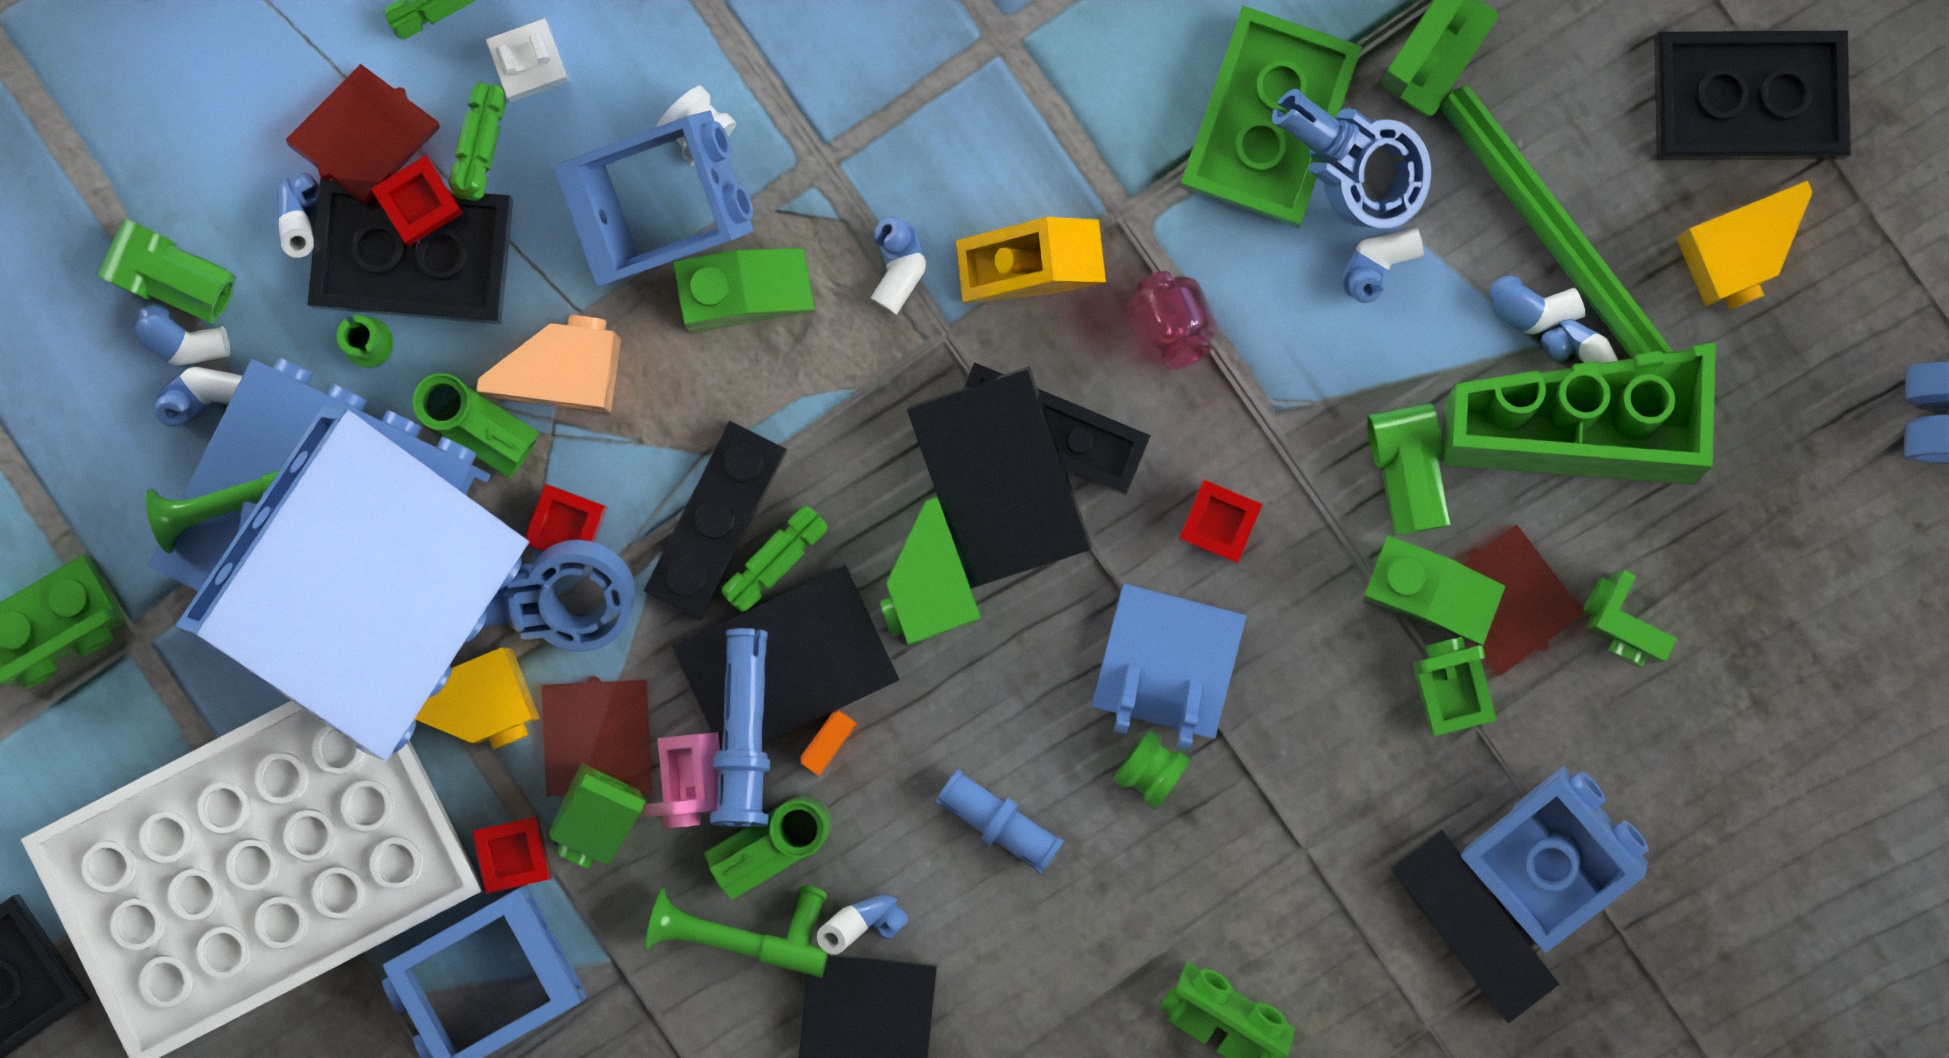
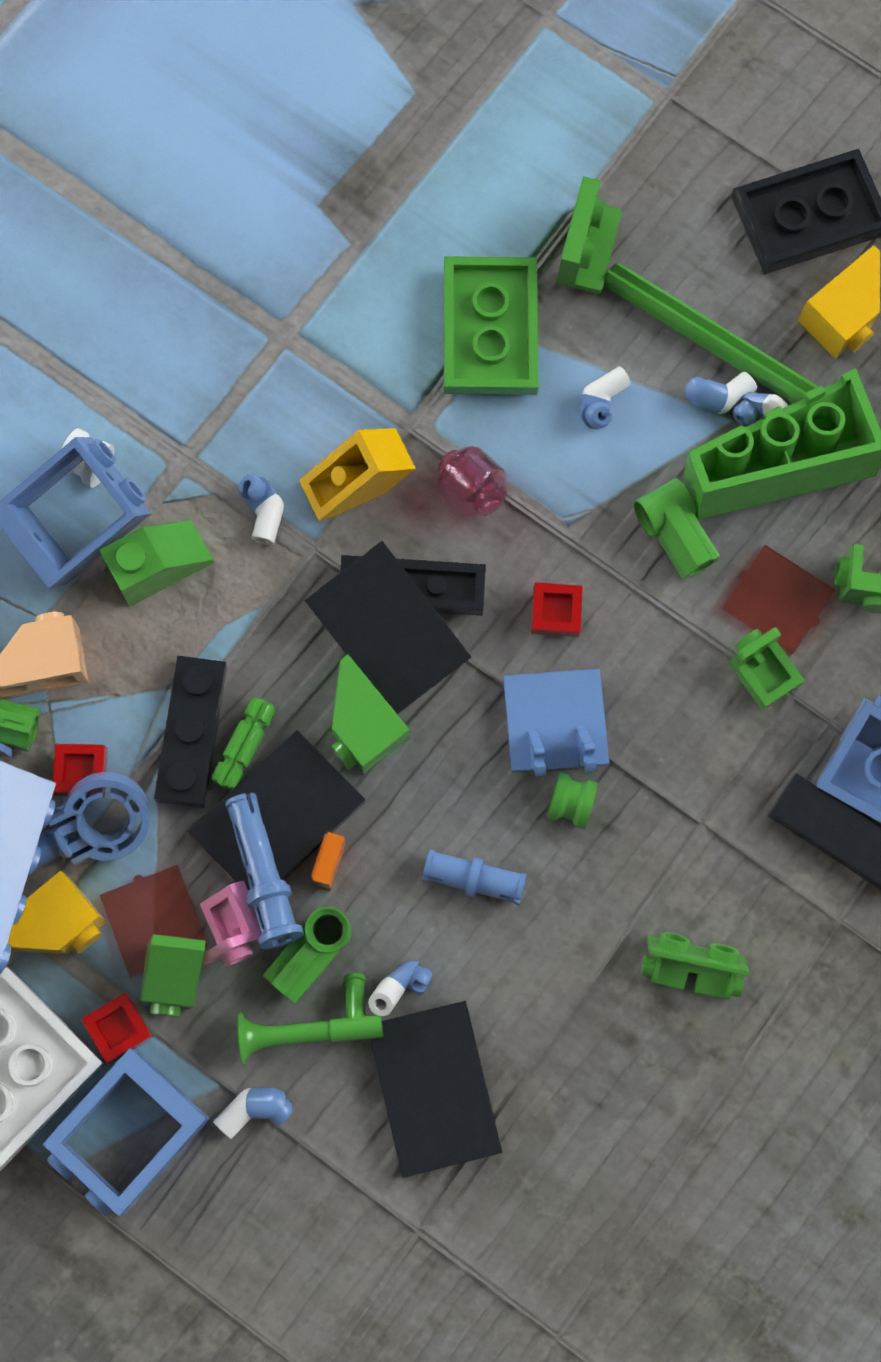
camera: 25 degrees left, 10 degrees down
(645, 1000) = (254, 1103): none -> arm
(1344, 150) = (549, 329): medium blue pin -> none
(1433, 590) = (723, 605): bright green slope -> none

